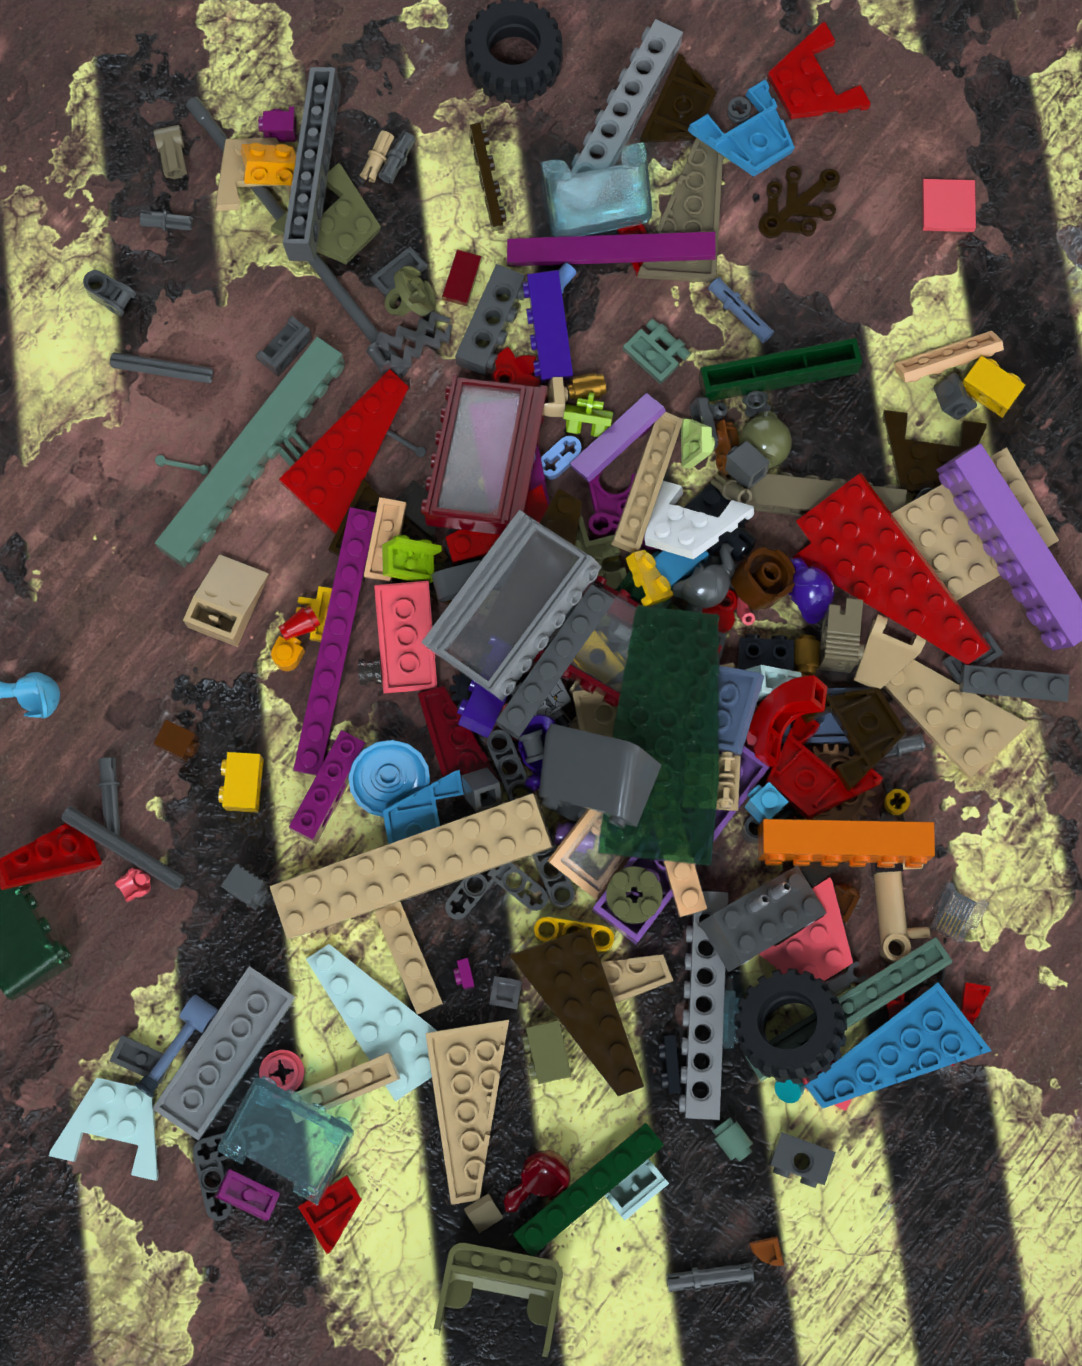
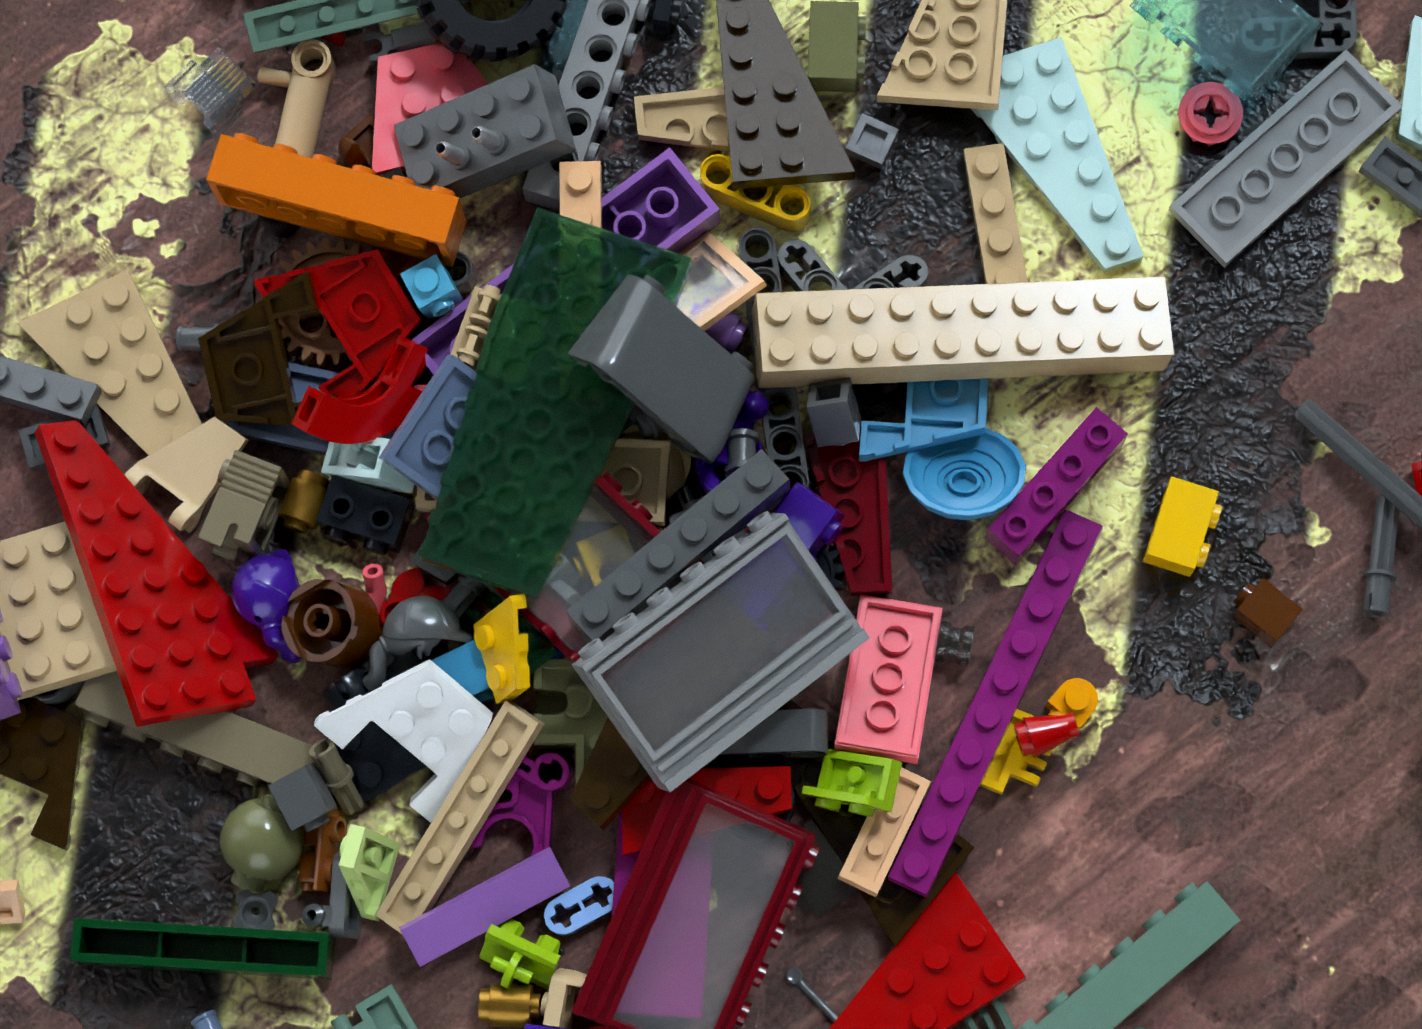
camera: 160 degrees left, 0 degrees up
(134, 884) = (1369, 420): coral arm -> none
(197, 1016) = (1314, 214): sand blue piece -> none
(226, 600) = (1147, 808): tan slope -> none
(247, 887) = (1206, 365): dark grey brick -> none
(352, 1083) = (1124, 67): tan plate -> none
(463, 974) = (923, 177): magenta plate -> none
(646, 905) = (643, 188): olive plate -> none
(890, 796) = (250, 274): yellow bush -> none

